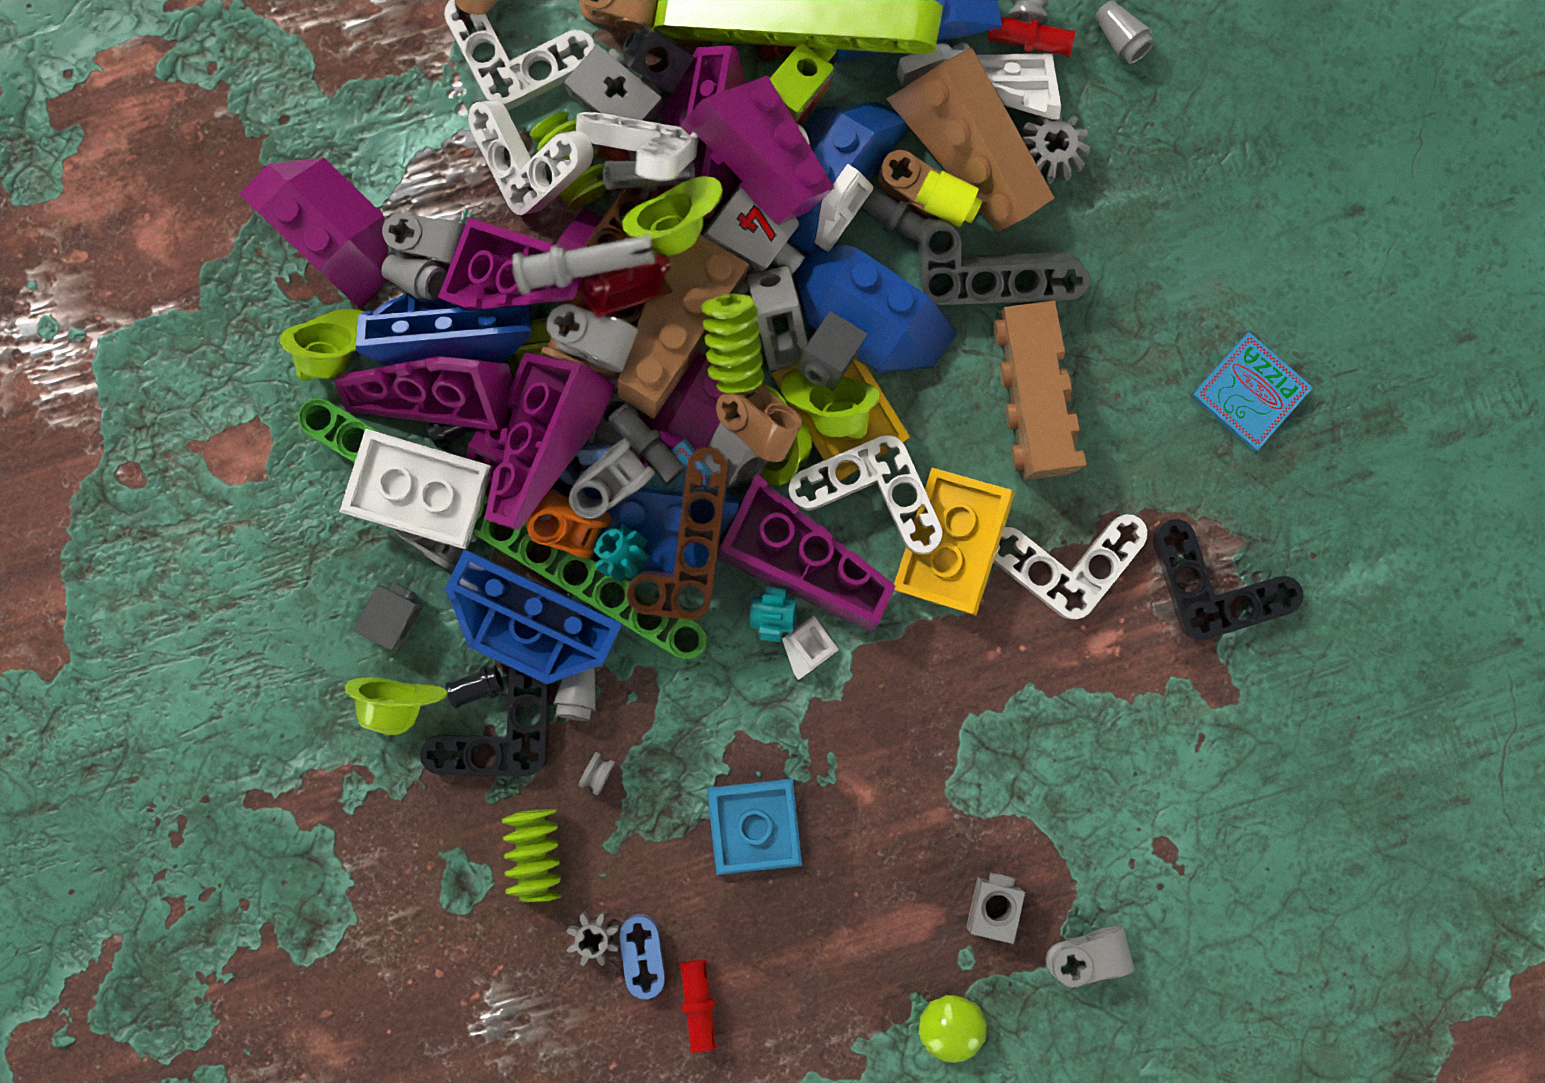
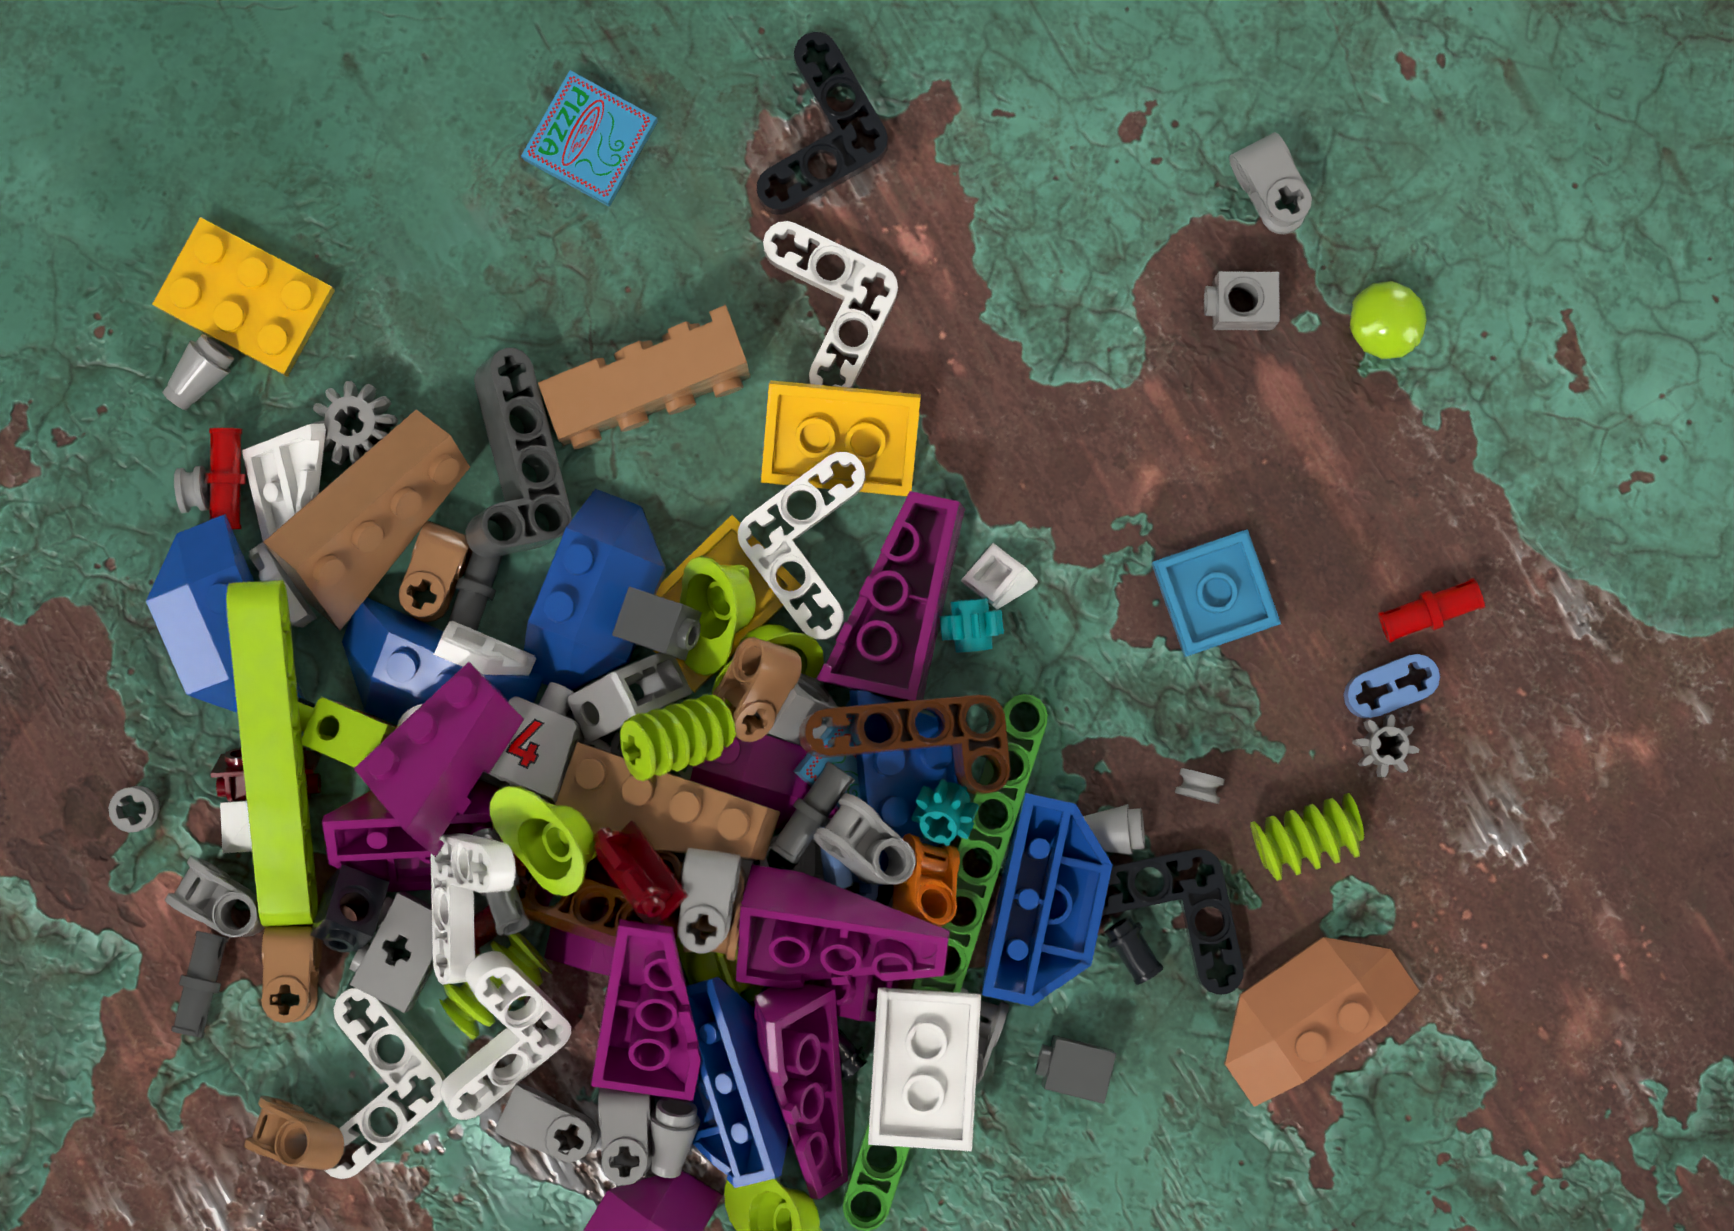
camera: 105 degrees left, 0 degrees up
(386, 825) = (1313, 1014): none -> nougat wedge
(390, 704) = (1176, 1040): lime piece -> none
(452, 174) = (537, 1122): none -> light grey piece
(562, 265) = (639, 947): light grey pin -> none
(949, 198) = (446, 529): neon yellow brick -> none
(1178, 82) = (243, 297): none -> yellow plate

